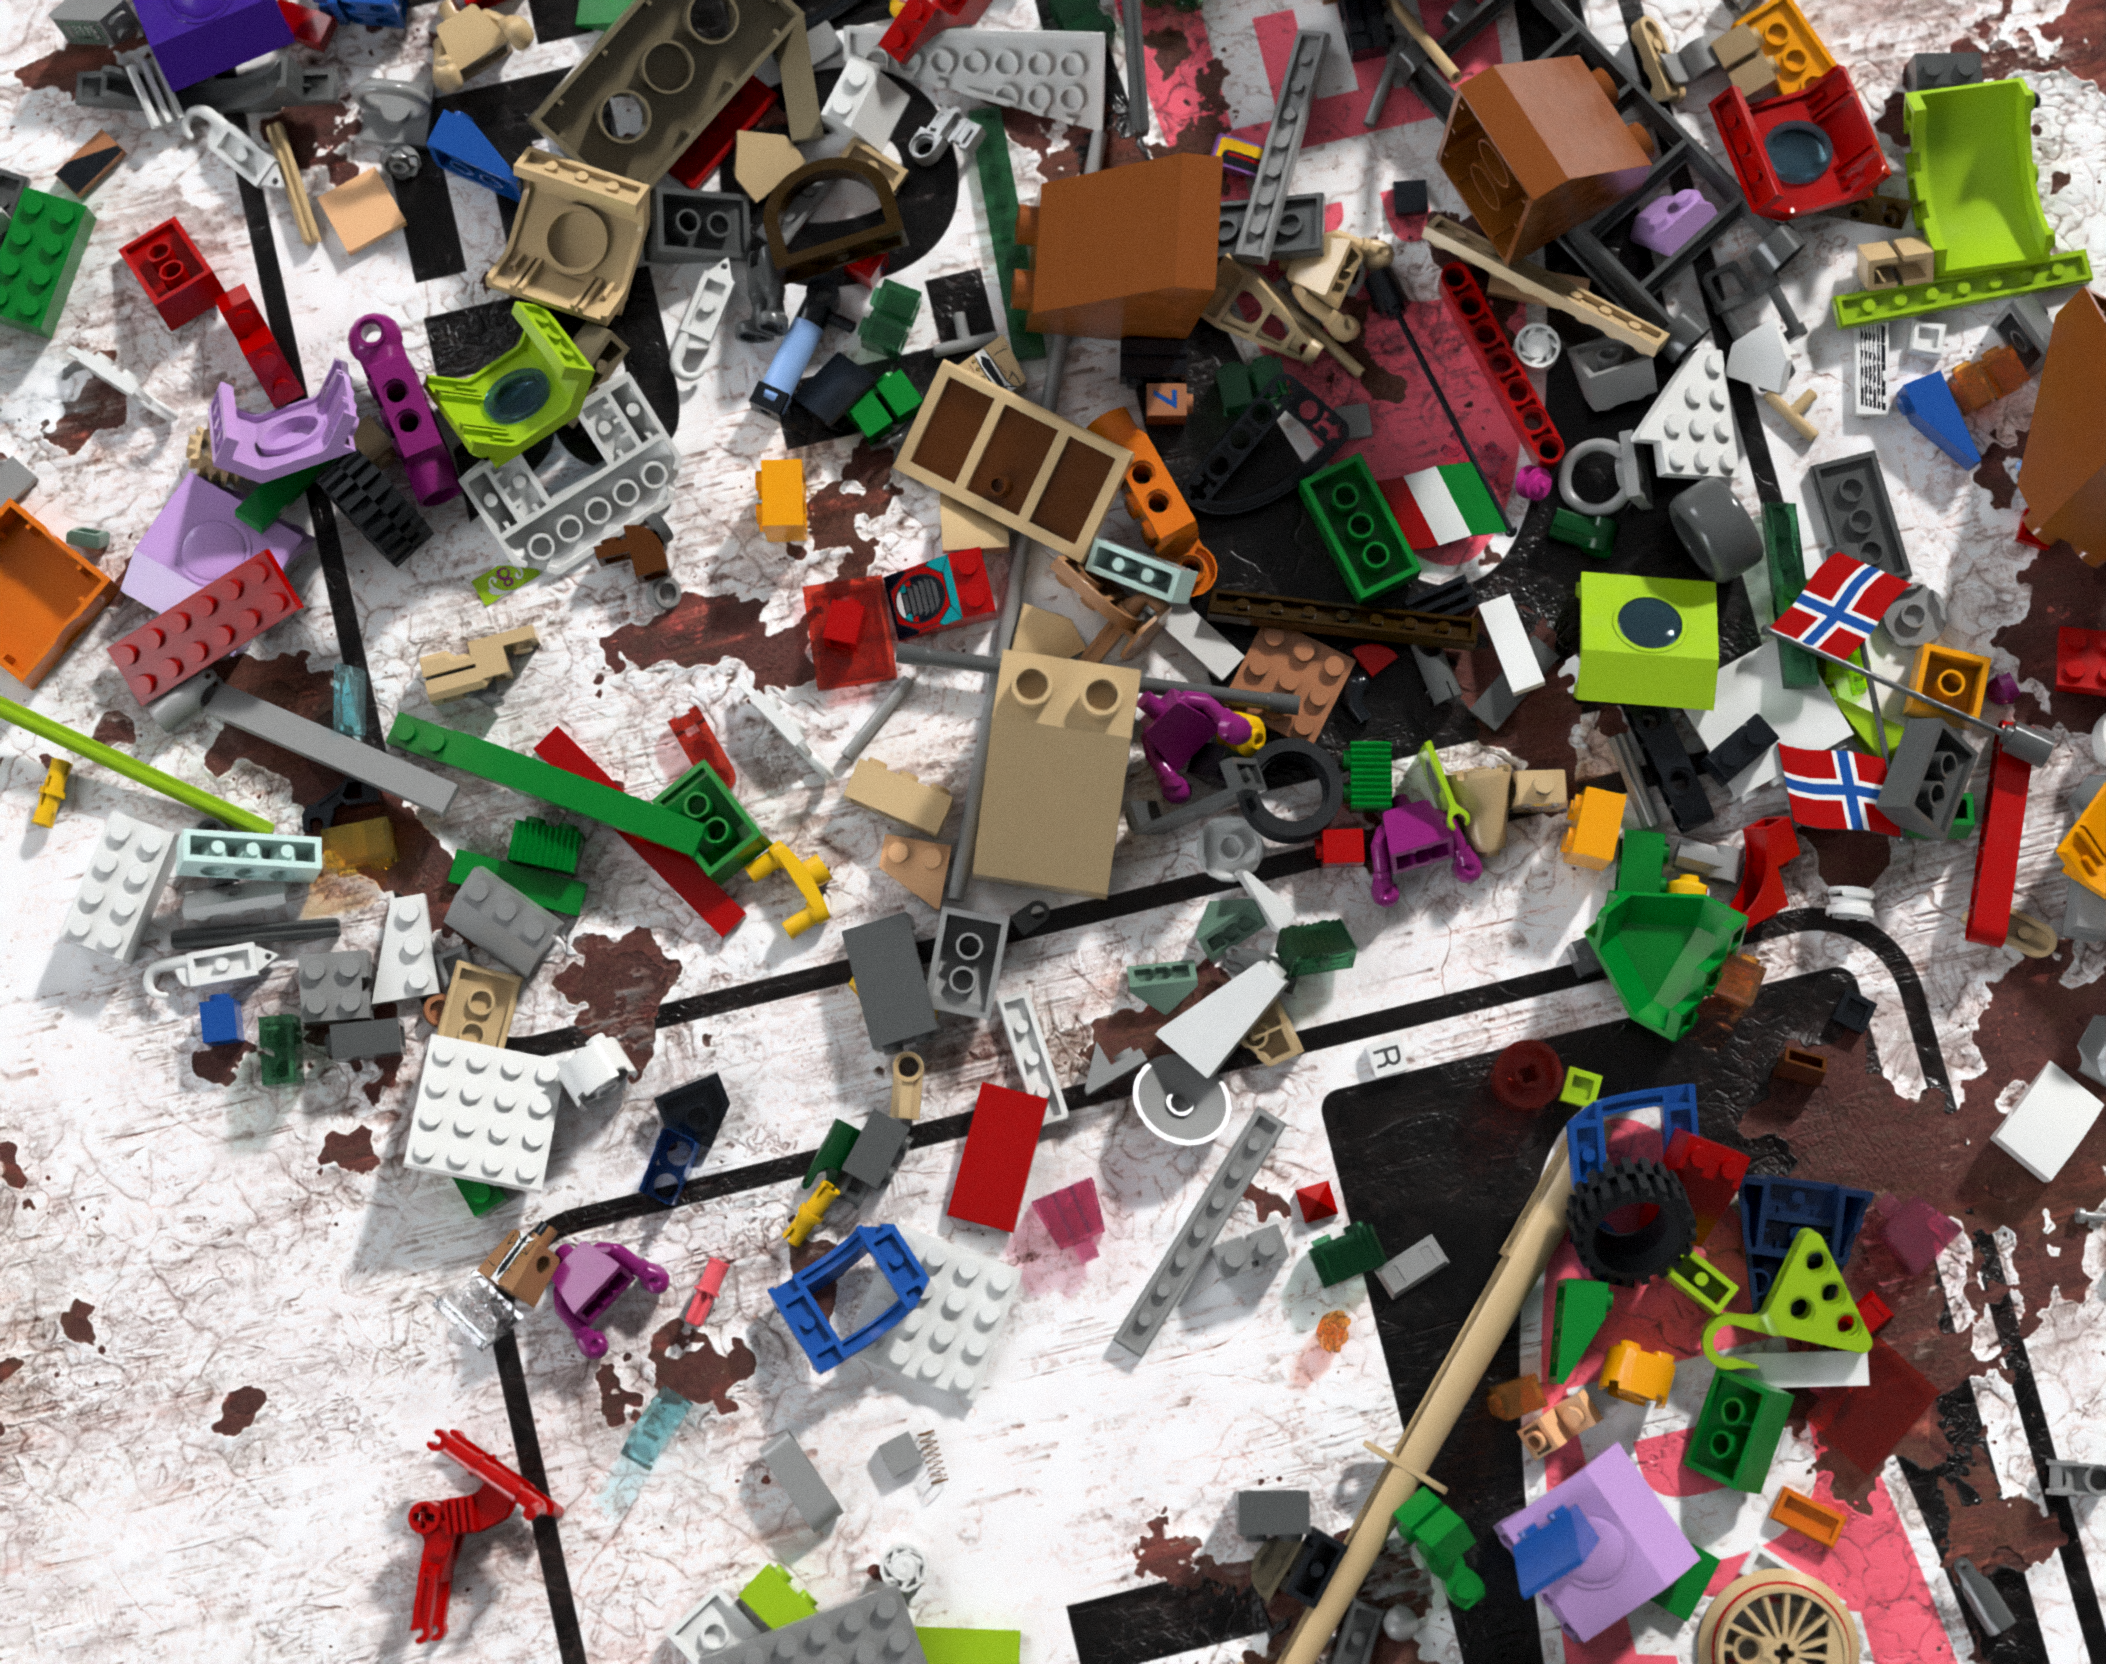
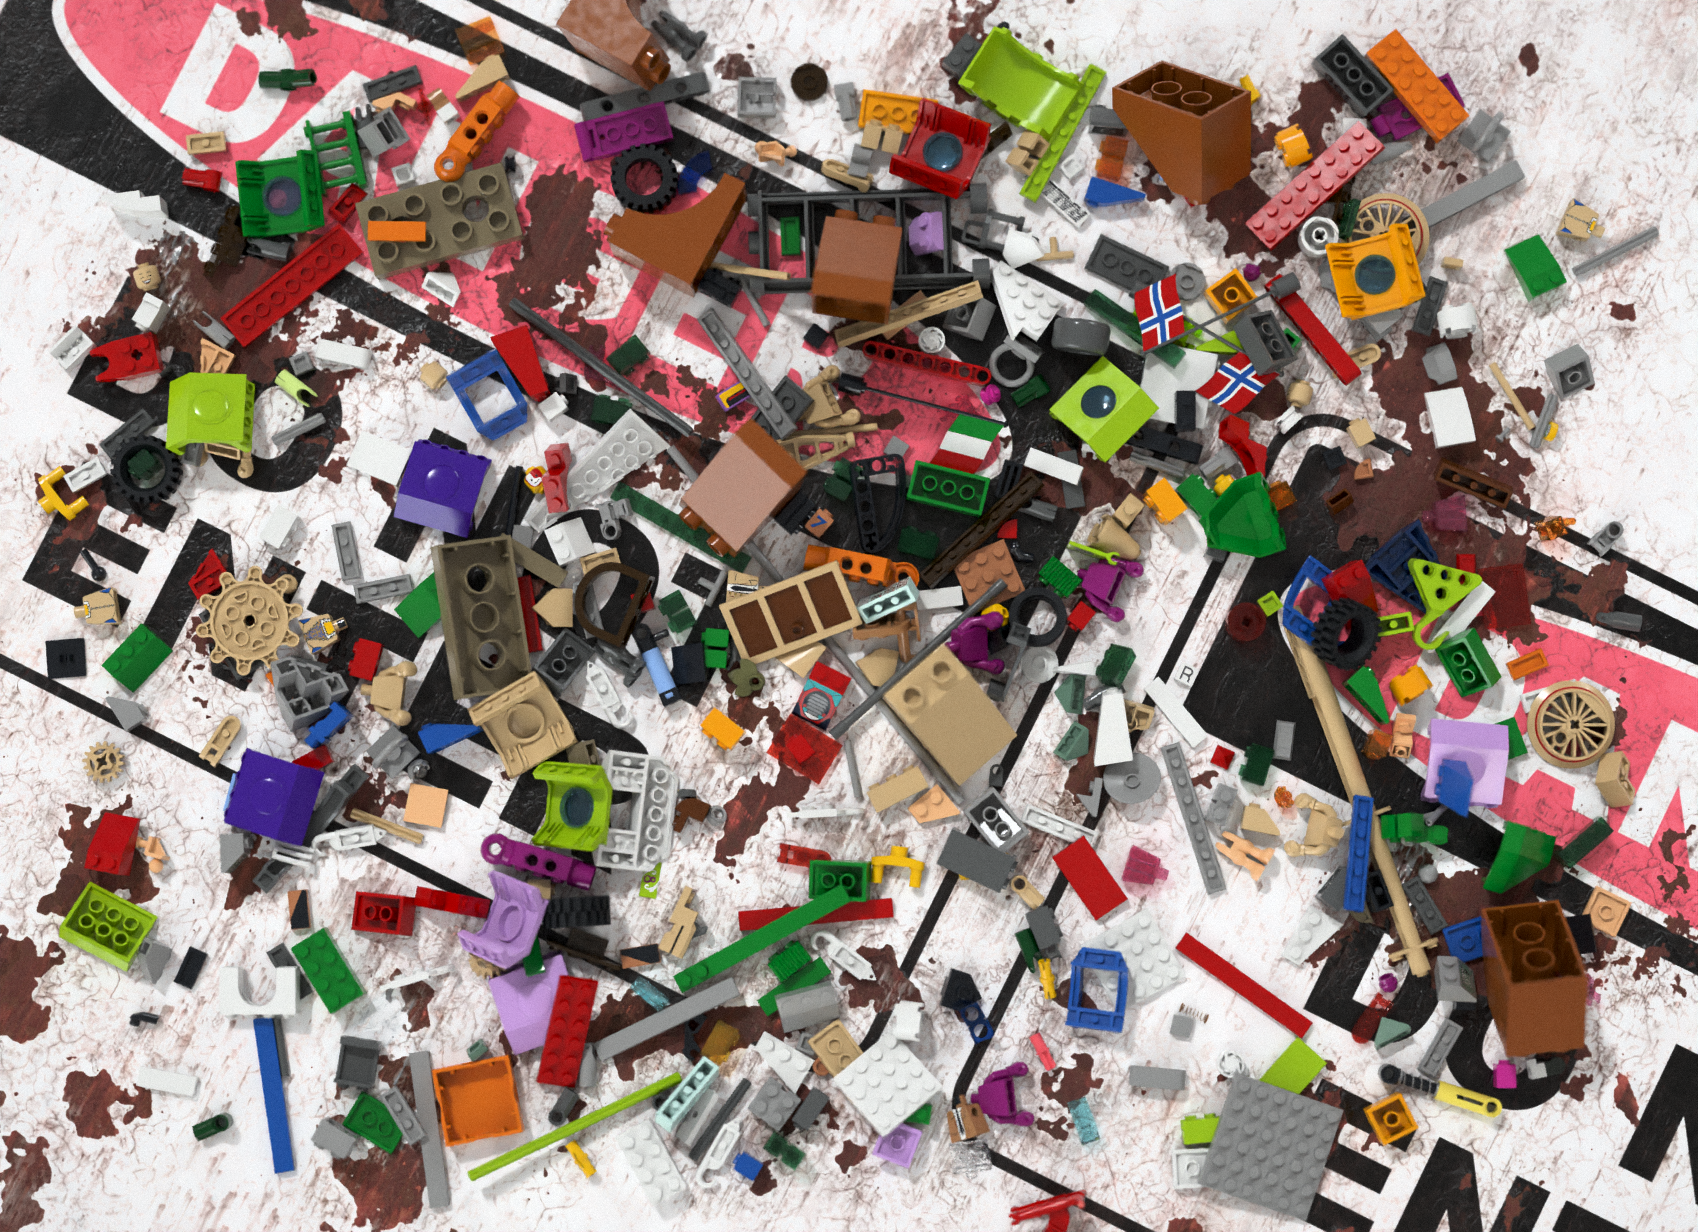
camera: 50 degrees left, 5 degrees up
(105, 711) = (564, 1105): none -> dark grey piece
(344, 566) = (586, 946): none -> dark brown bracket
(390, 647) = (640, 955): none -> black tile
(414, 1199) = (898, 1145): none -> lavender panel
(615, 916) = (844, 955): none -> white plate
(877, 477) = (744, 677): none -> olive plate
(1029, 1495) = (1243, 985): none -> red tile
(1176, 1528) = (1310, 935): none -> white wing
(1207, 1330) = (1238, 852): none -> light nougat piece
(1252, 553) = (917, 543): none -> clear green brick
(1271, 1322) = (1257, 820): none -> tan slope
(1323, 1086) = (1175, 712): none -> white tile
(1333, 1422) = (1322, 830): none -> tan torso
(1343, 1495) = (1358, 853): none -> blue tile
(1482, 1560) = (1431, 817): none -> light grey piece
(1518, 48) = (790, 236): none -> green tile
(1872, 1066) = (1363, 470): none -> nougat tile
(1899, 890) = (1299, 393): none -> tan head
(1919, 1017) = (1360, 432): none -> tan brick
(1989, 1228) = (1473, 483): none -> reddish brown brick
(2028, 1391) = (1553, 527): none -> clear orange brick

